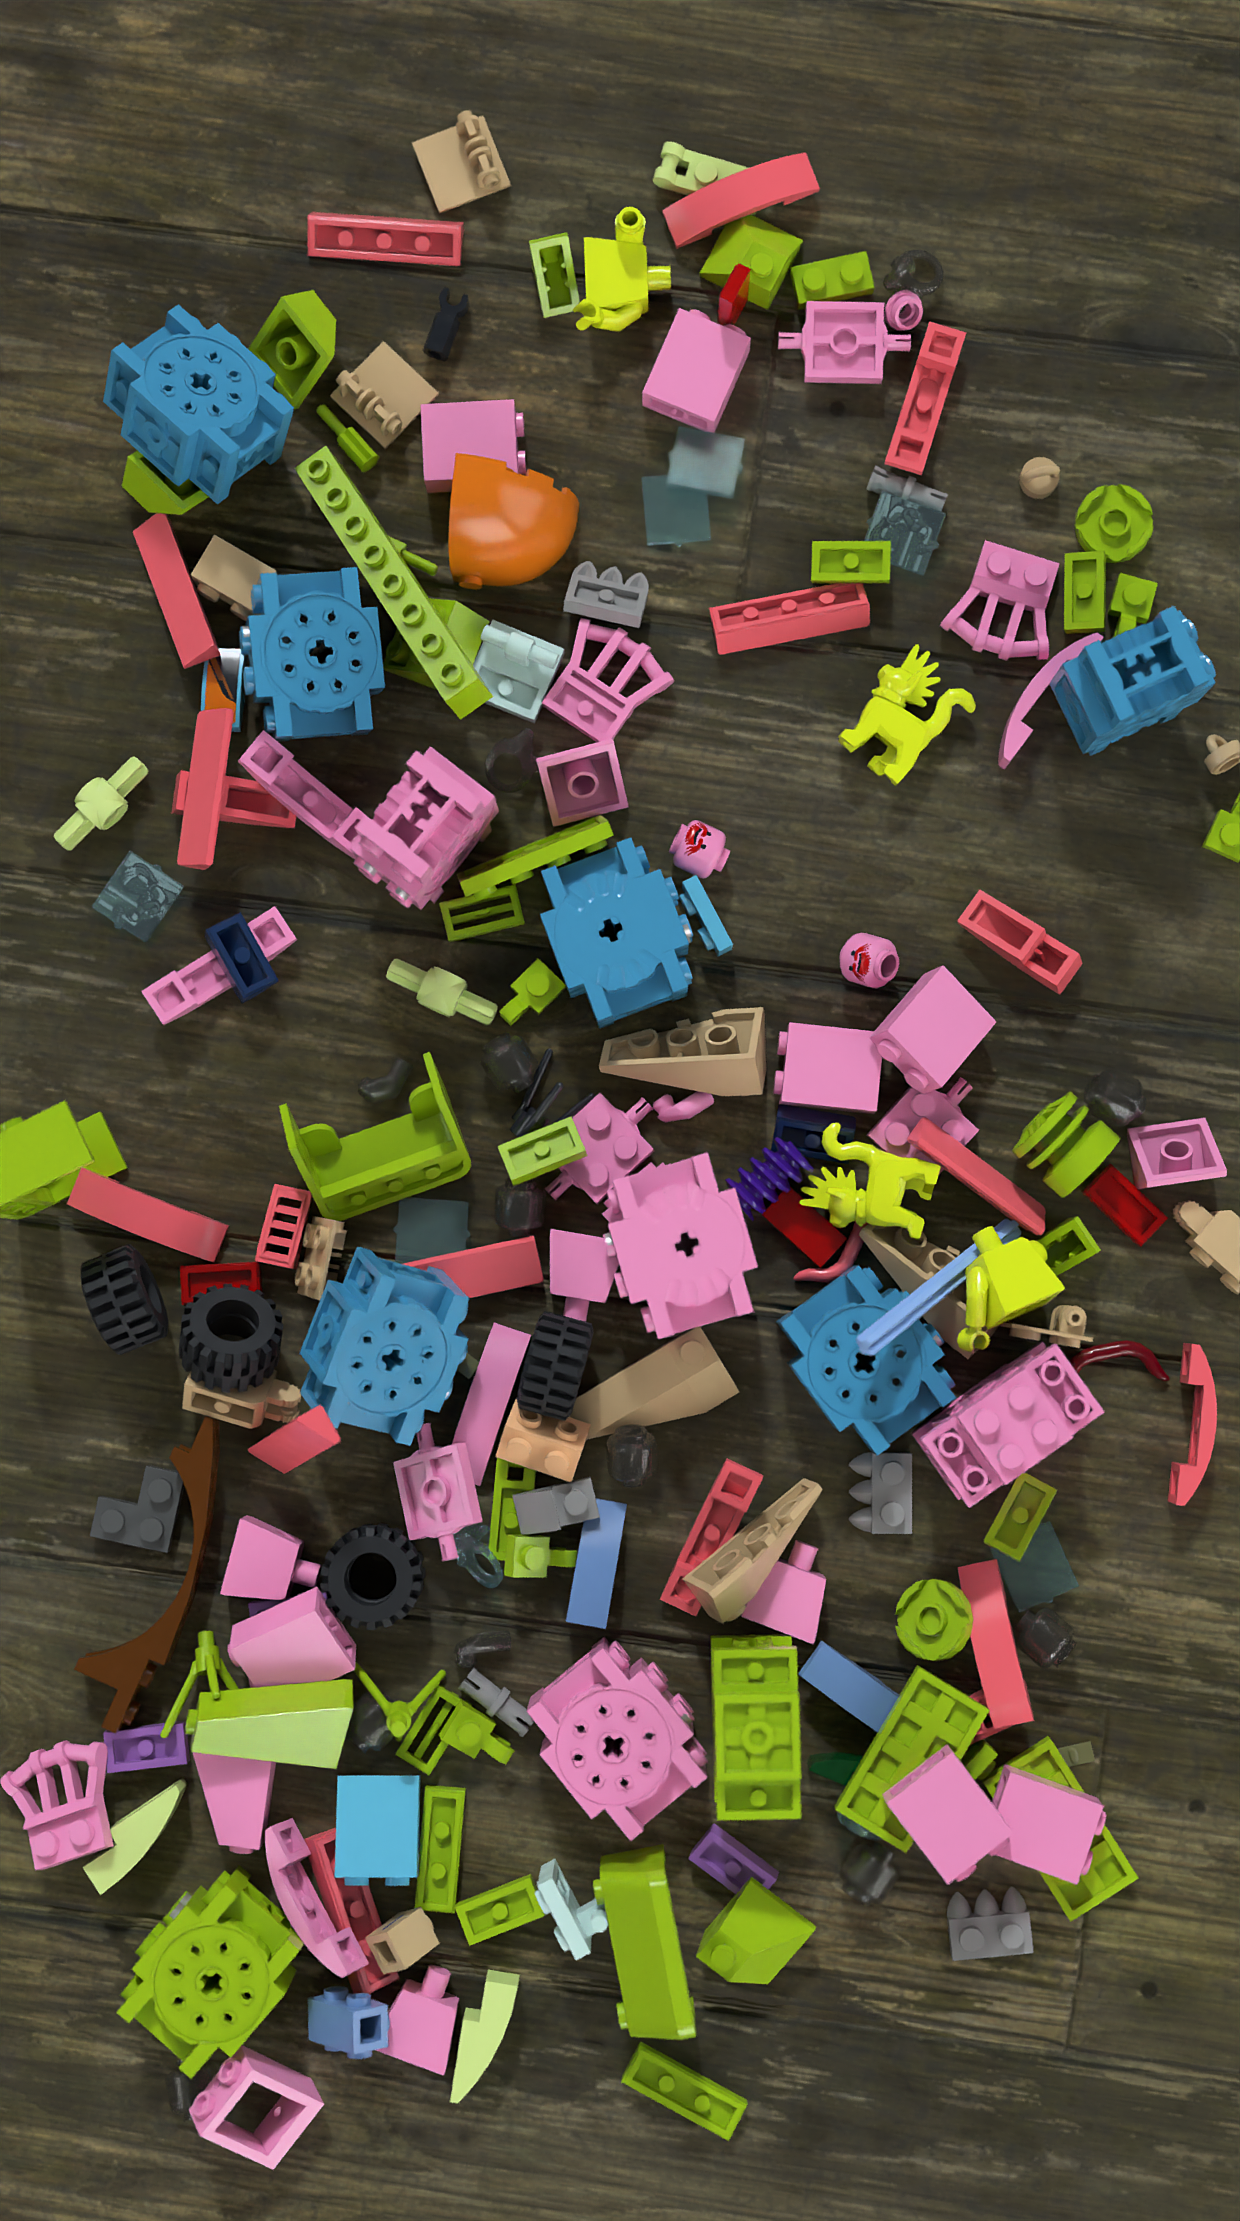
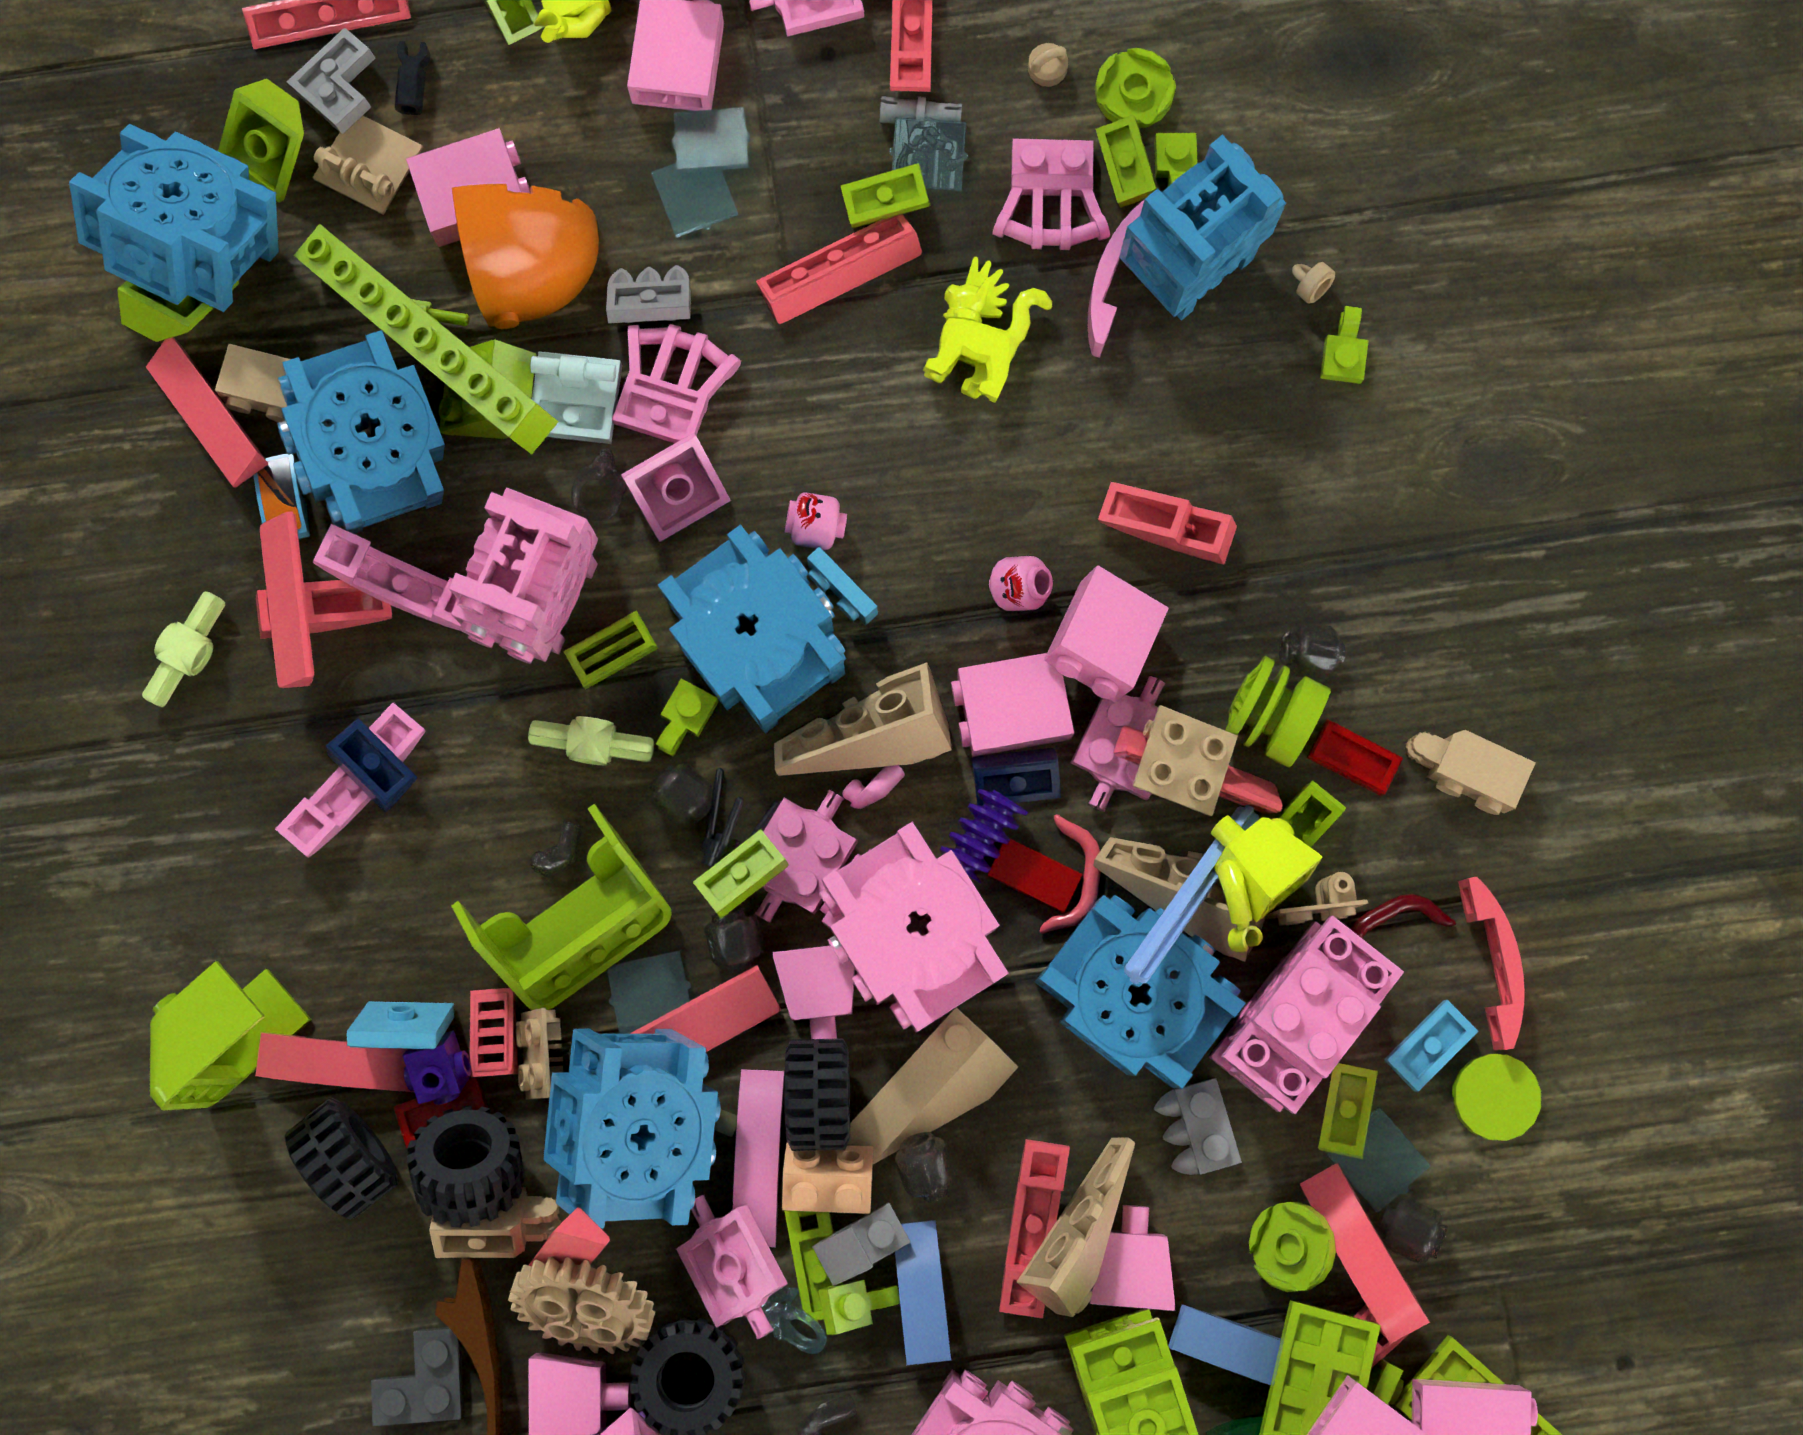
camera: 25 degrees left, 5 degrees down
(137, 896) = (247, 734): clear light blue piece -> none
(206, 1197) = (400, 1025): none -> medium azure plate
(227, 1244) = (437, 1072): none -> dark purple brick
(298, 1487) = (581, 1305): none -> tan gear
(350, 441) = (345, 217): lime axle -> none
(368, 302) = (326, 80): none -> light grey plate
(550, 850) = (664, 563): lime plate -> none
(885, 1188) = (1106, 806): neon yellow animal -> none
(968, 1165) = (1184, 760): none -> tan hinge
(1077, 1753) = (1484, 1344): olive piece -> none
(1112, 1481) = (1431, 1045): none -> medium azure plate
(1157, 1543) = (1496, 1097): none -> lime tile
(1174, 1153) = (1389, 691): bright pink slope -> none

